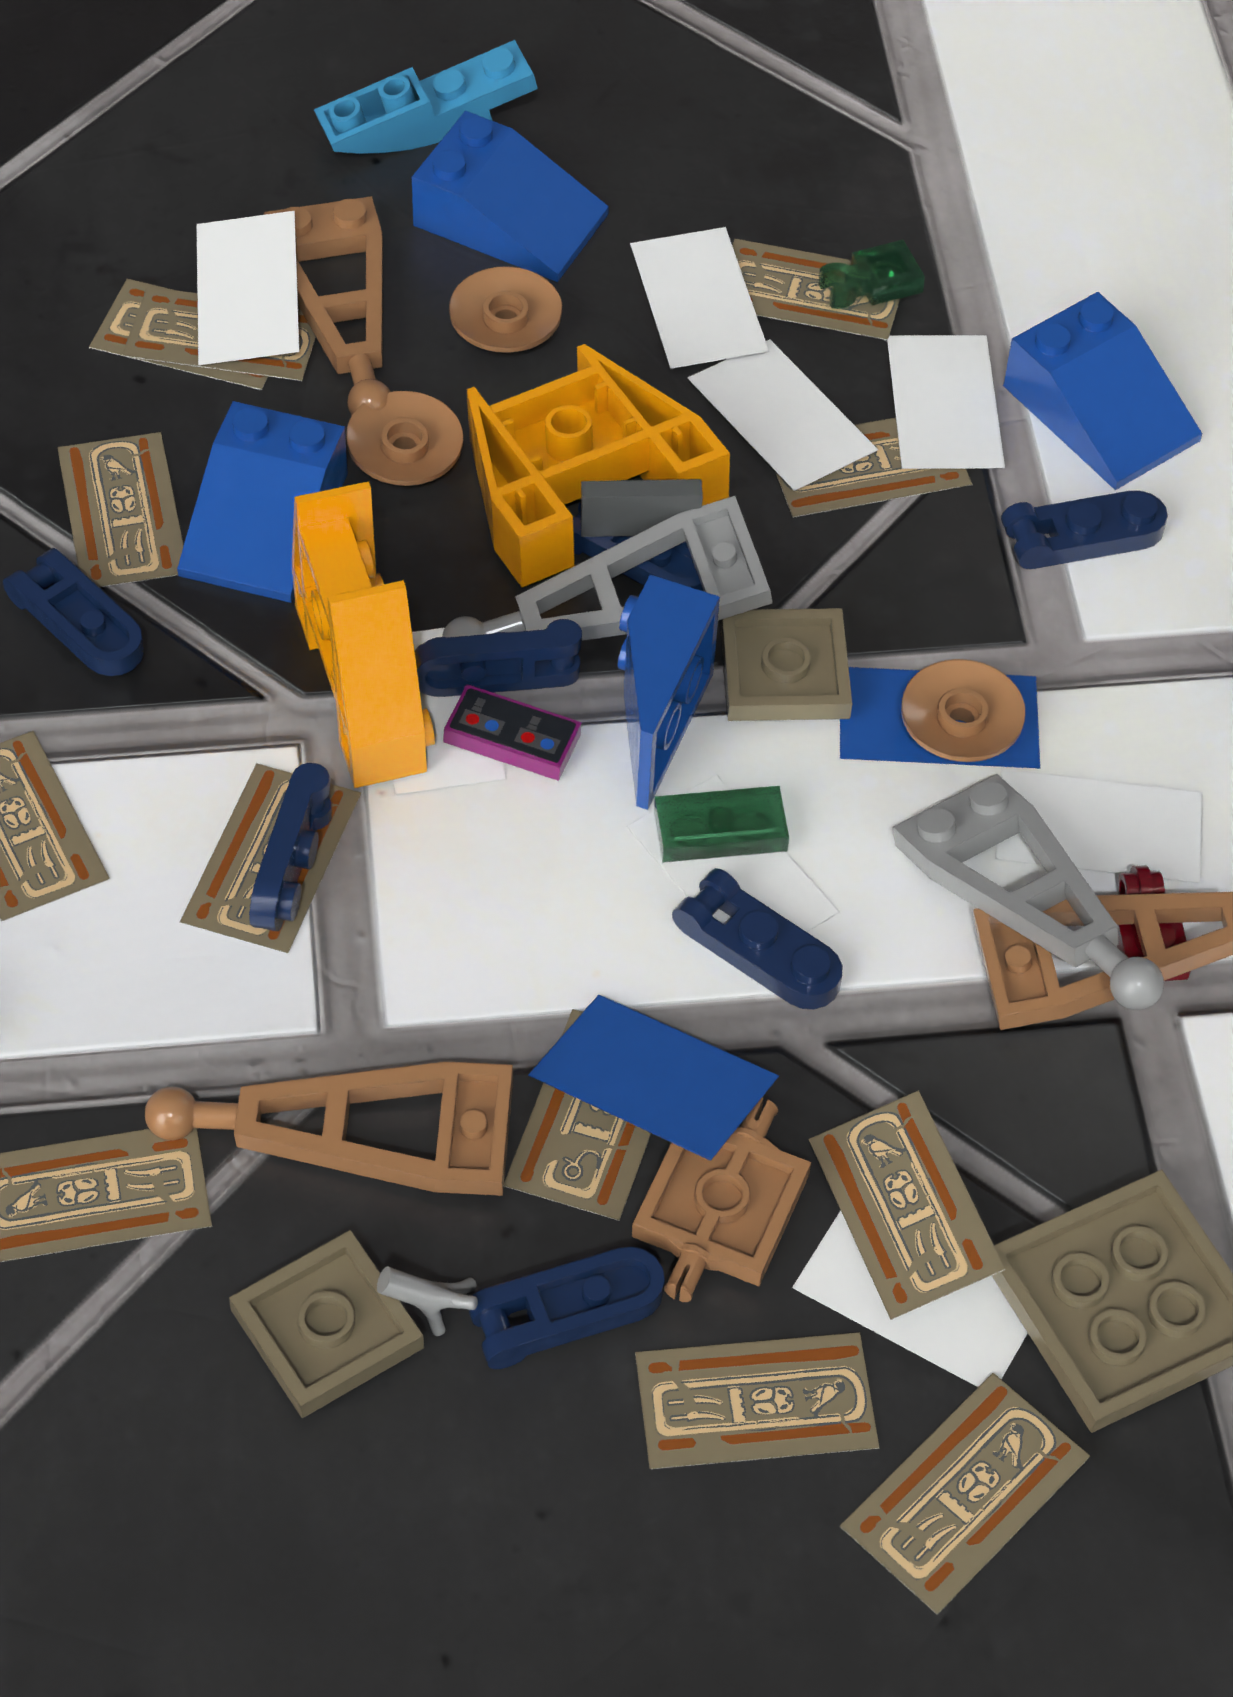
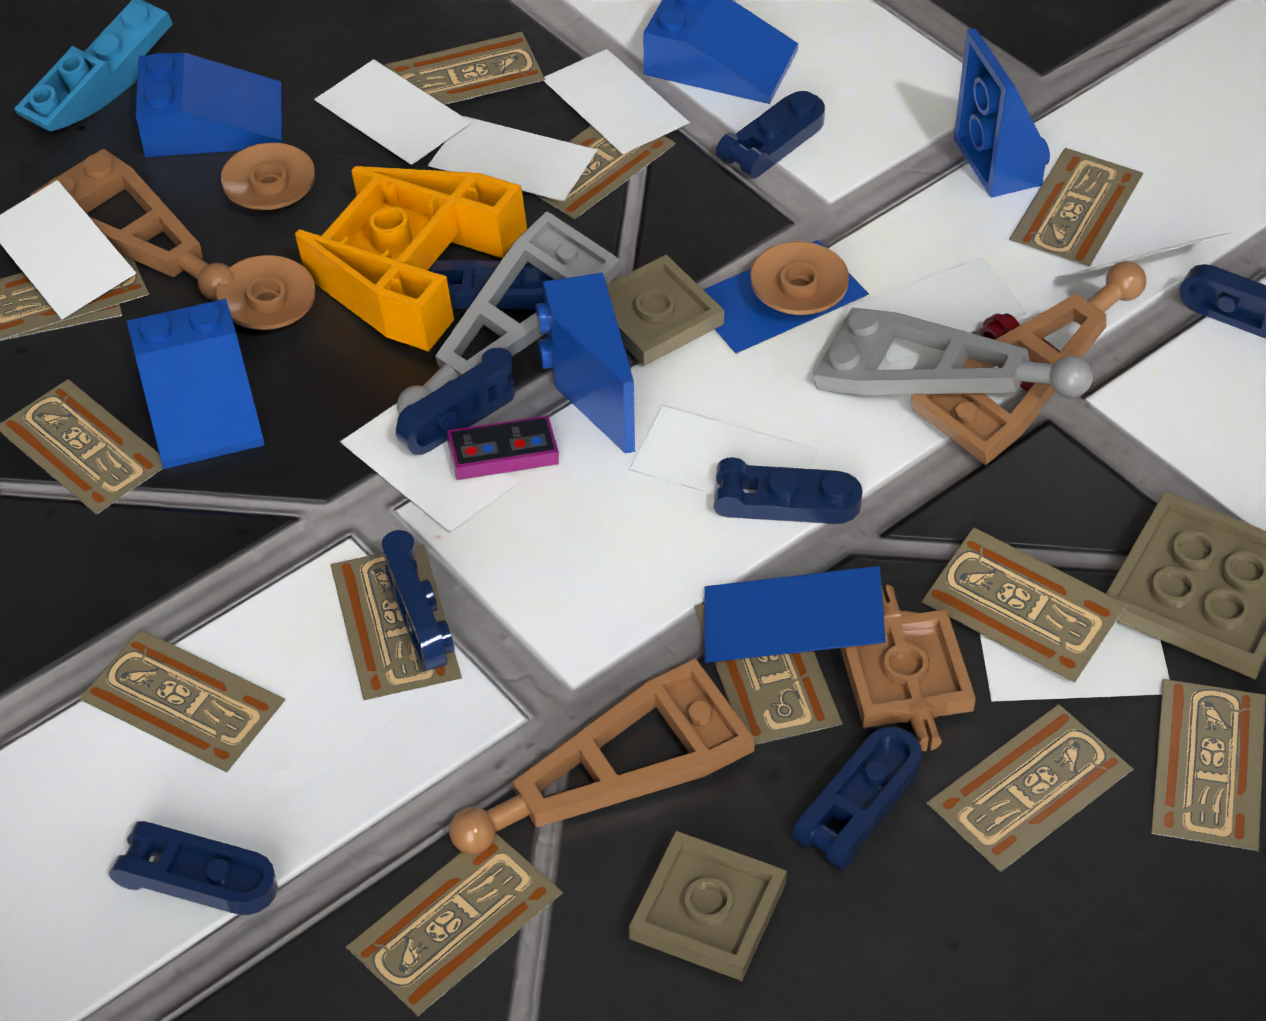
camera: 30 degrees left, 5 degrees down
(78, 614) = (112, 528): dark blue plate -> none
(360, 635) = (363, 418): light orange wedge -> none
(427, 1294) = (766, 842): light grey bar -> none
(634, 505) = (479, 251): dark grey tile -> none
(721, 824) = (697, 431): clear green plate -> none
(878, 272) = (510, 36): clear green plate -> none

